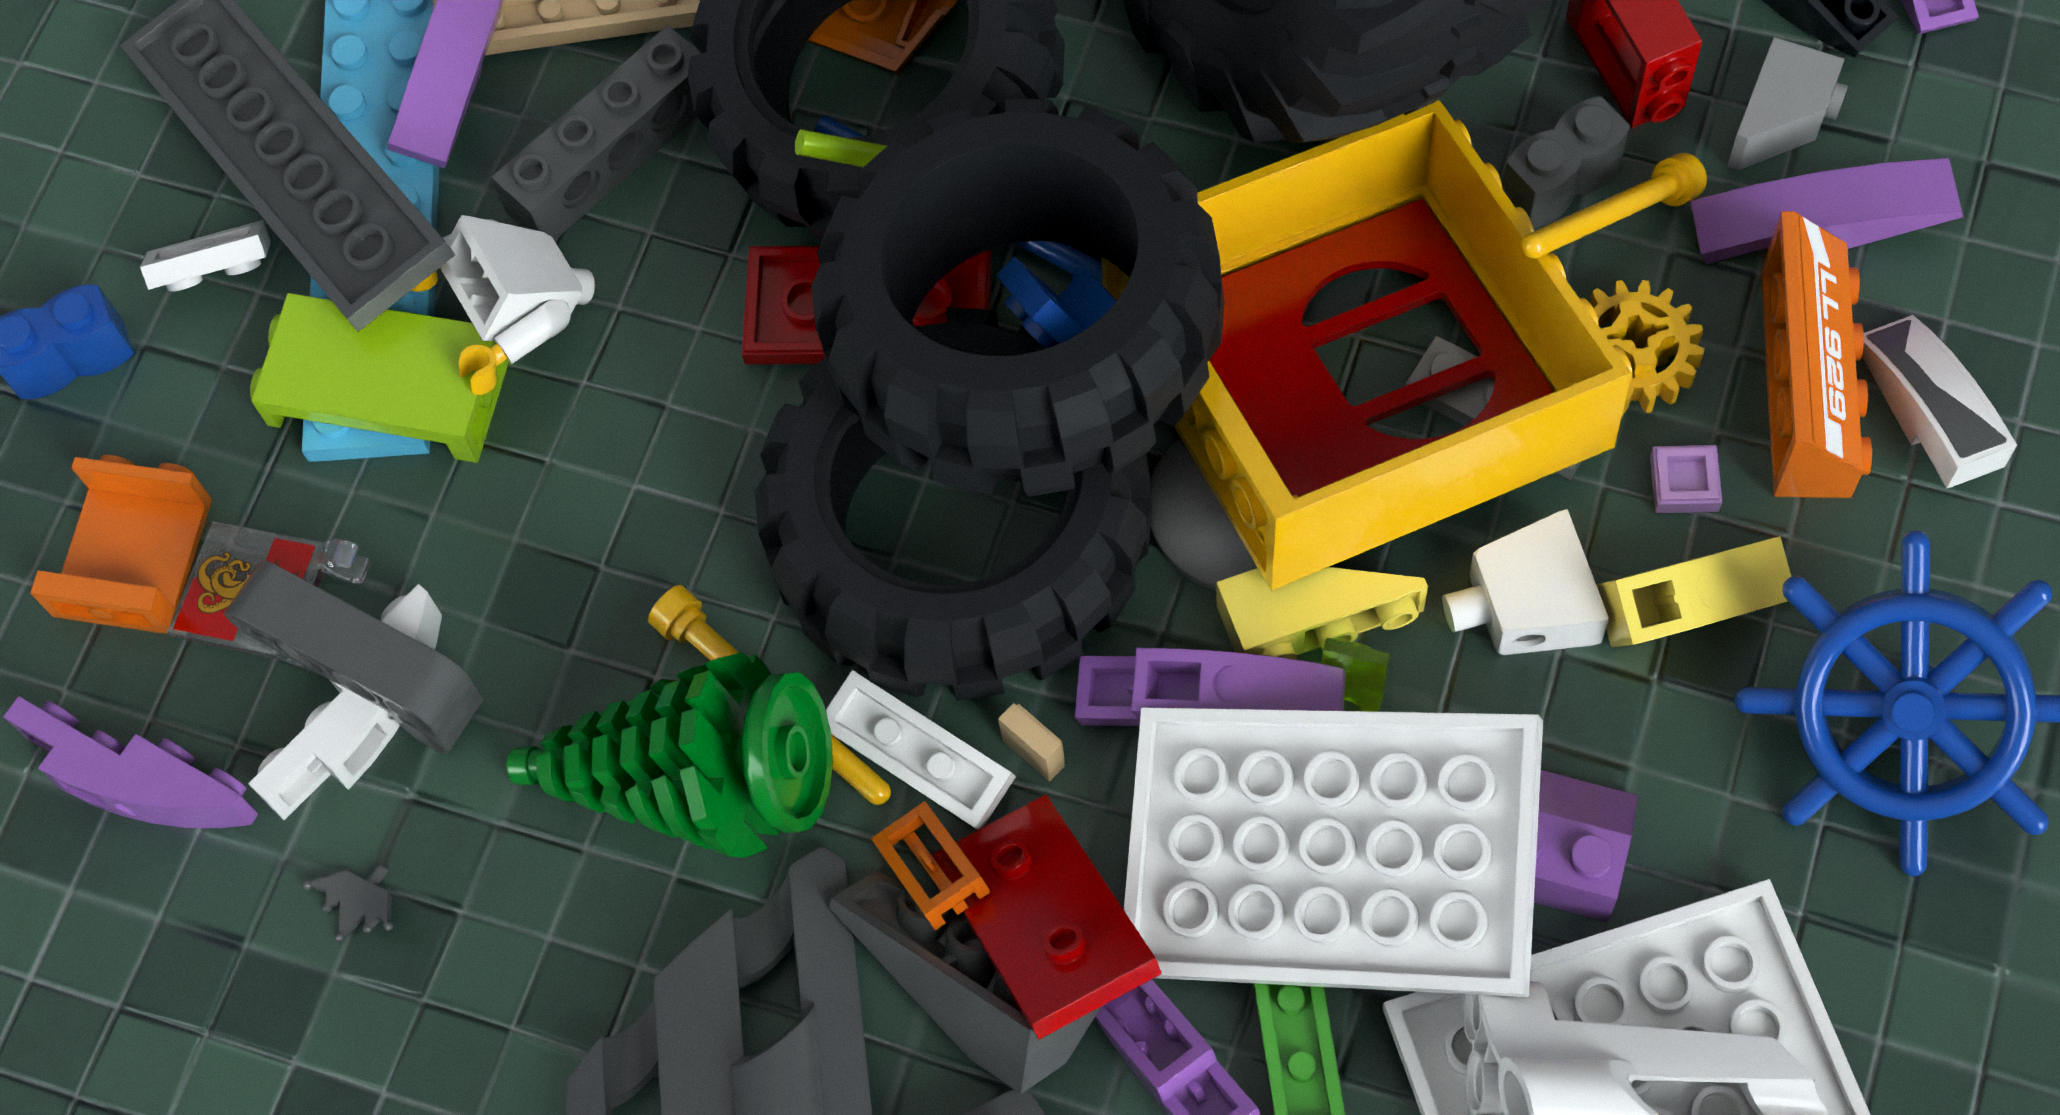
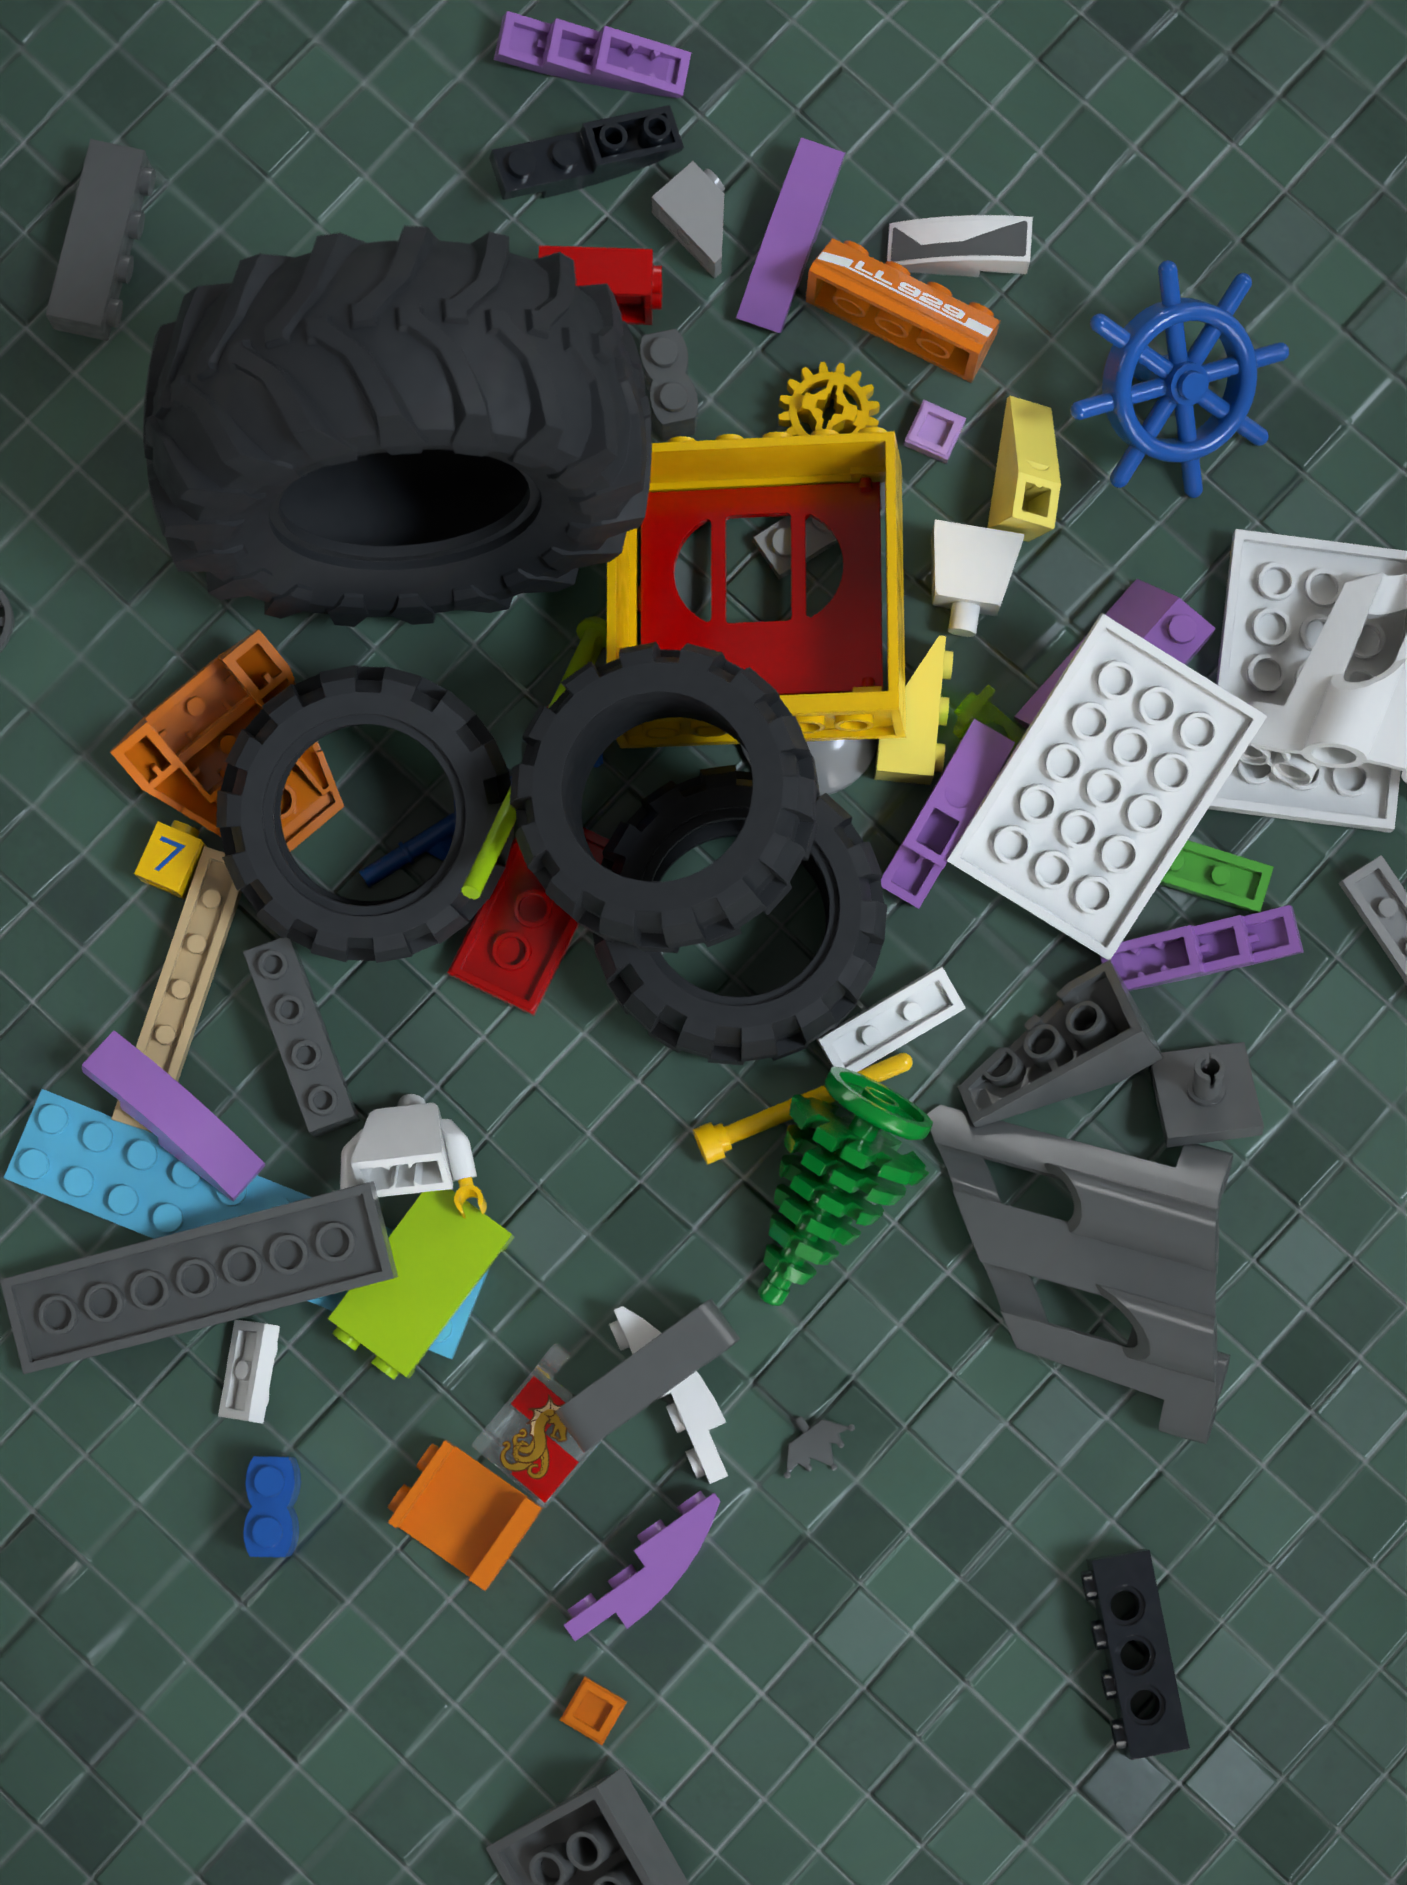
camera: 75 degrees left, 15 degrees up
(950, 894) = (1017, 1042): orange tile -> none
(1032, 741) = (922, 943): tan tile -> none
(1049, 316) = (693, 769): blue bracket -> none
(1049, 918) = (1057, 989): red plate -> none
(1672, 182) = (719, 322): yellow piece -> none

